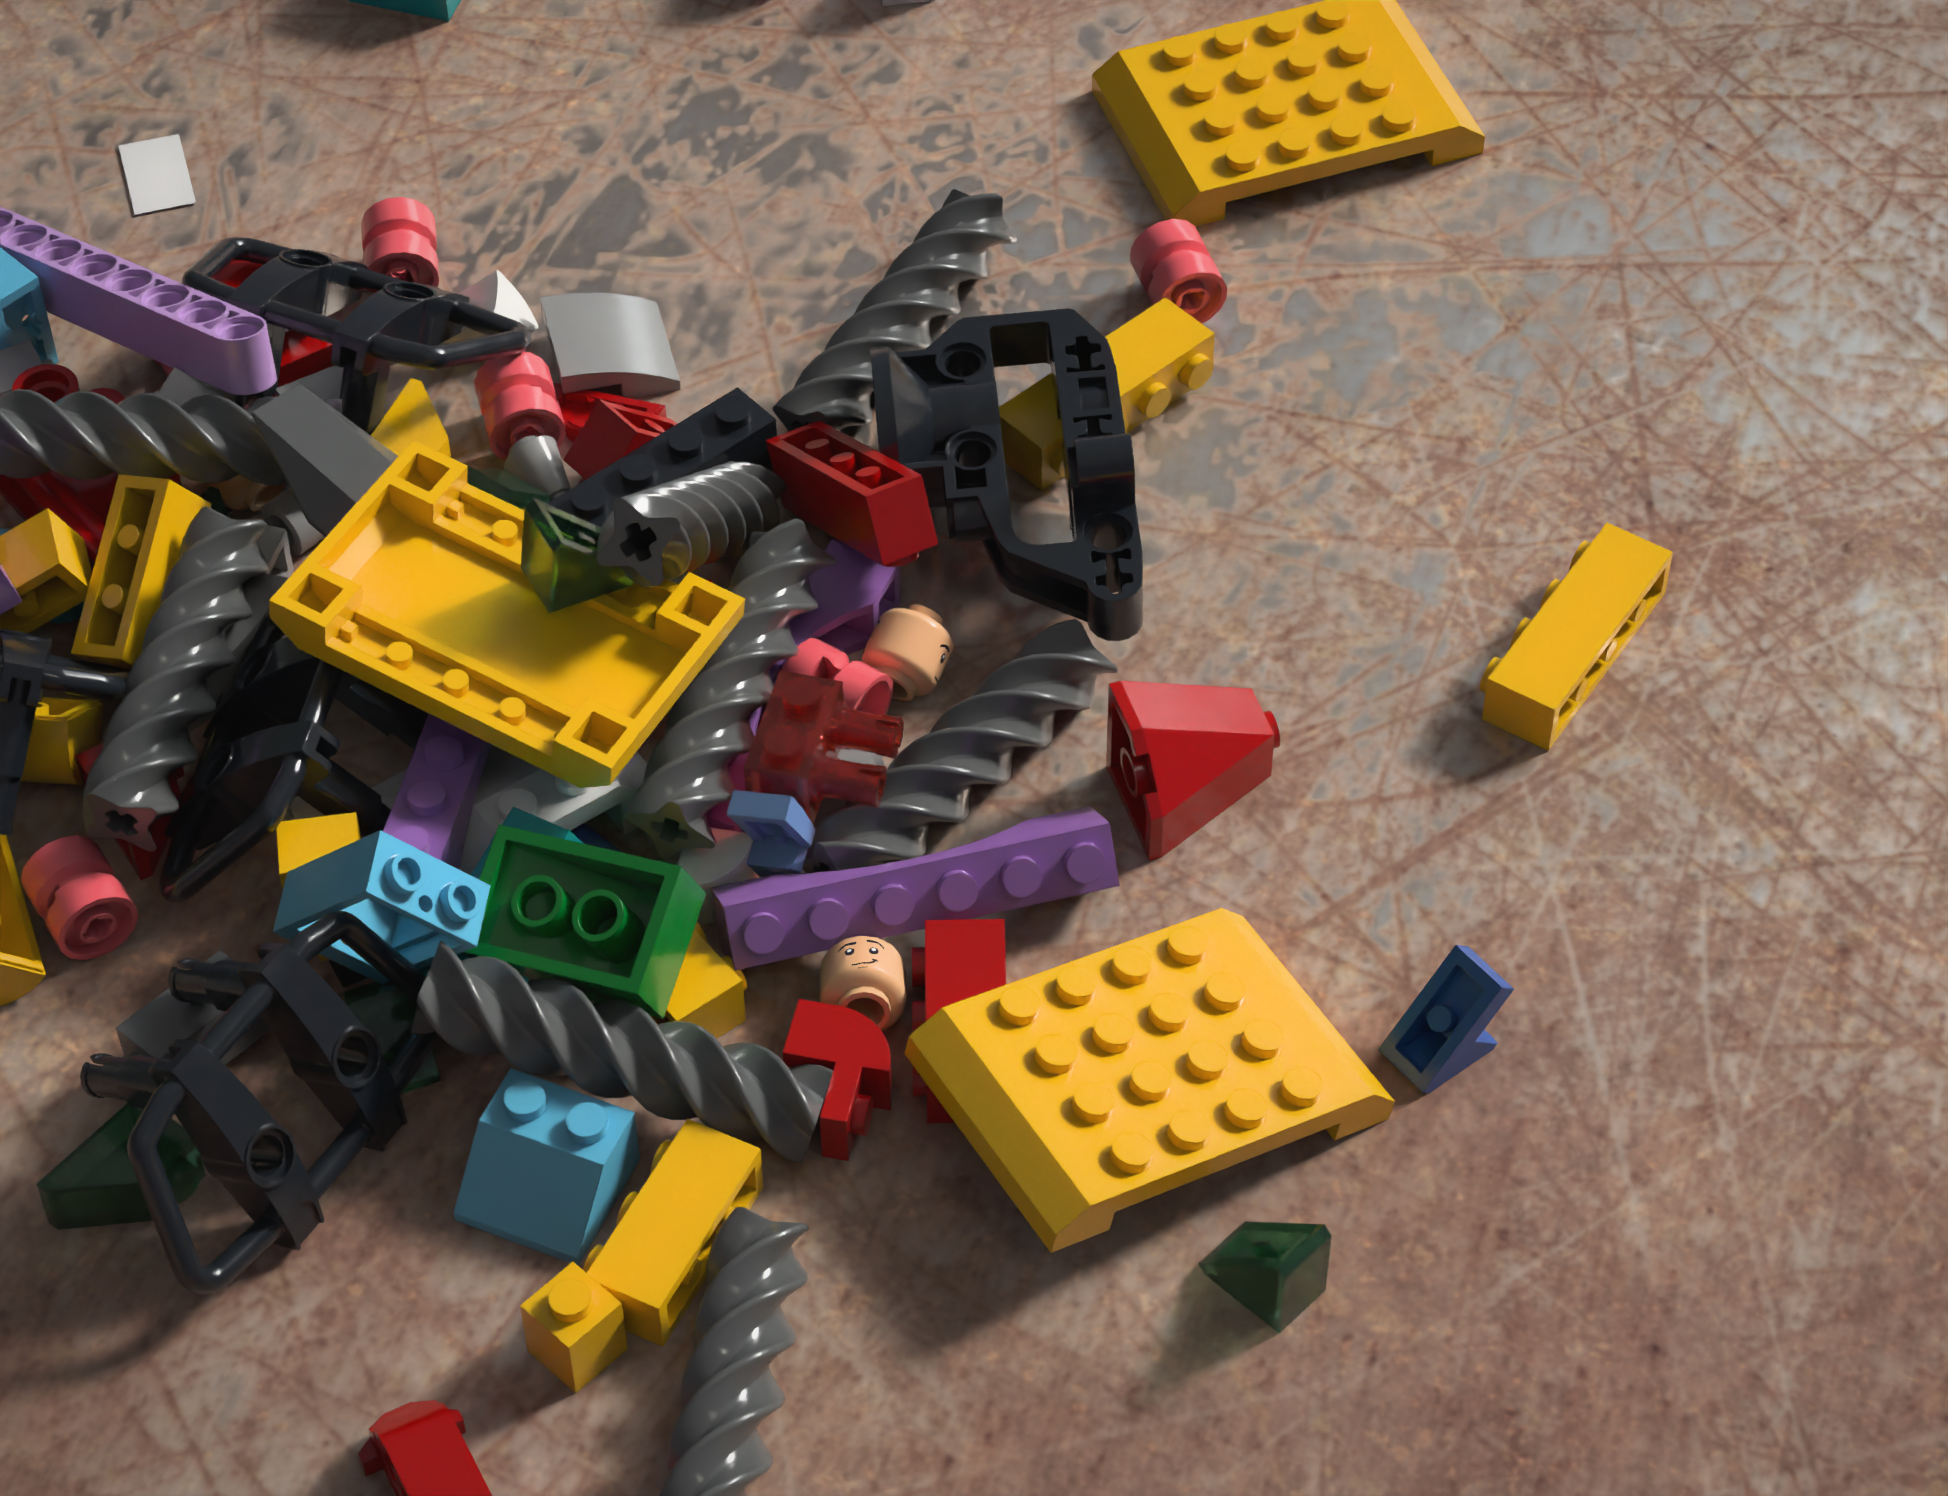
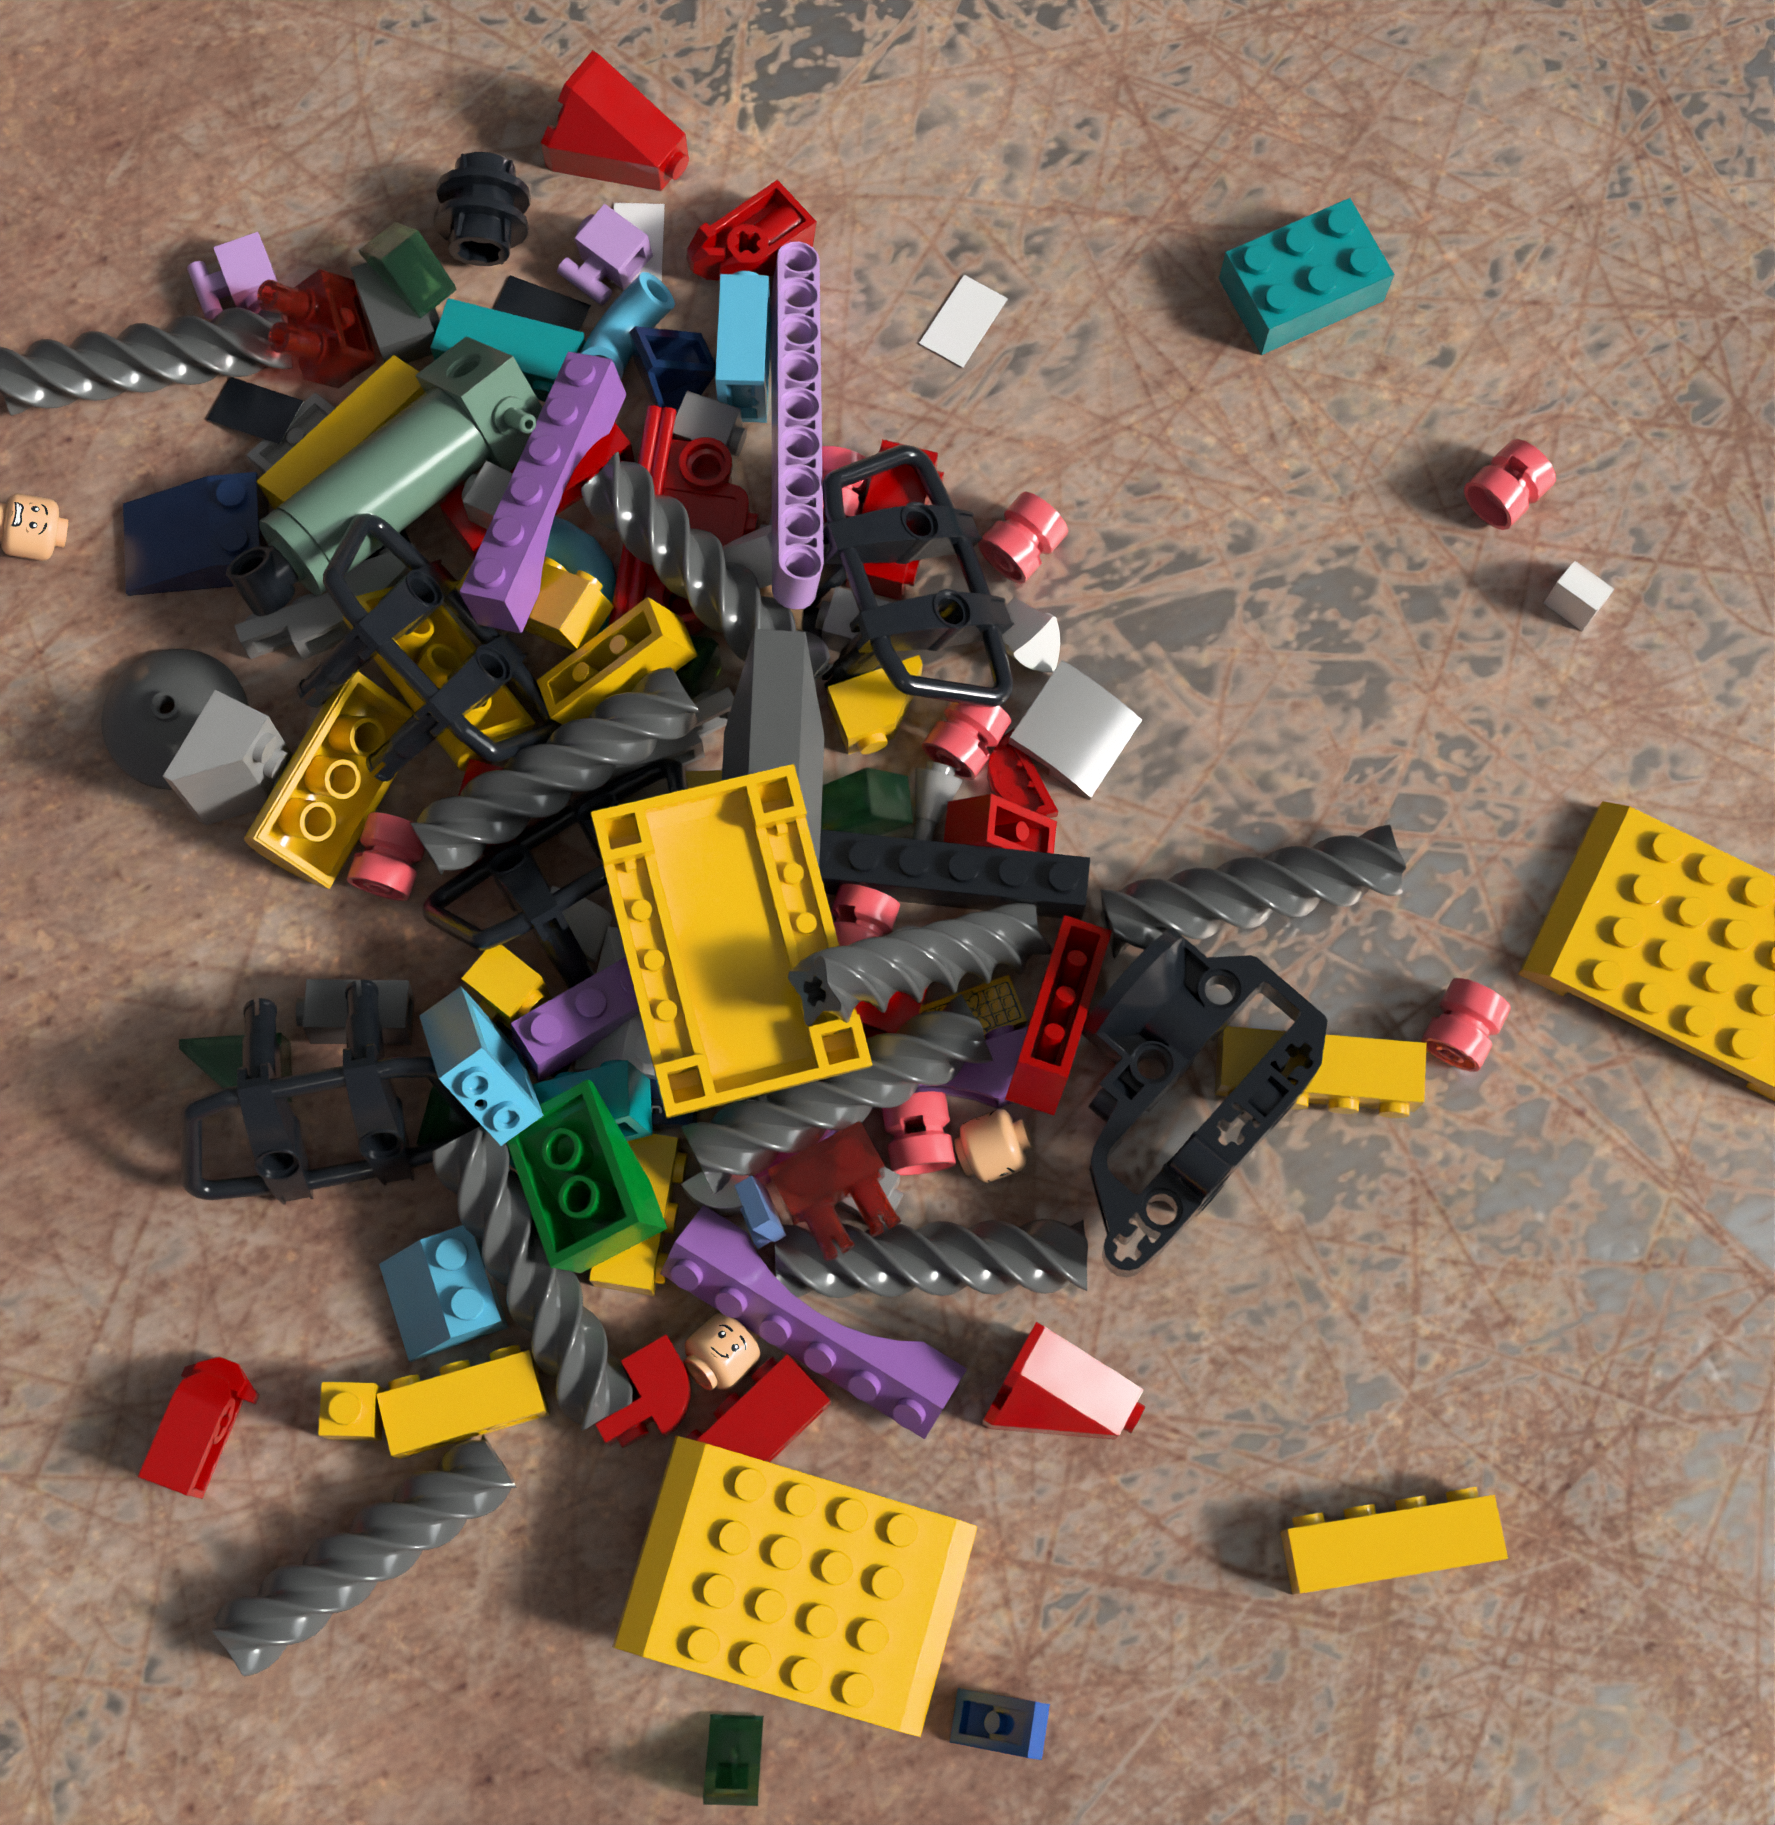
camera: 45 degrees right, 25 degrees up
(562, 558) = (794, 936): clear green slope -> none

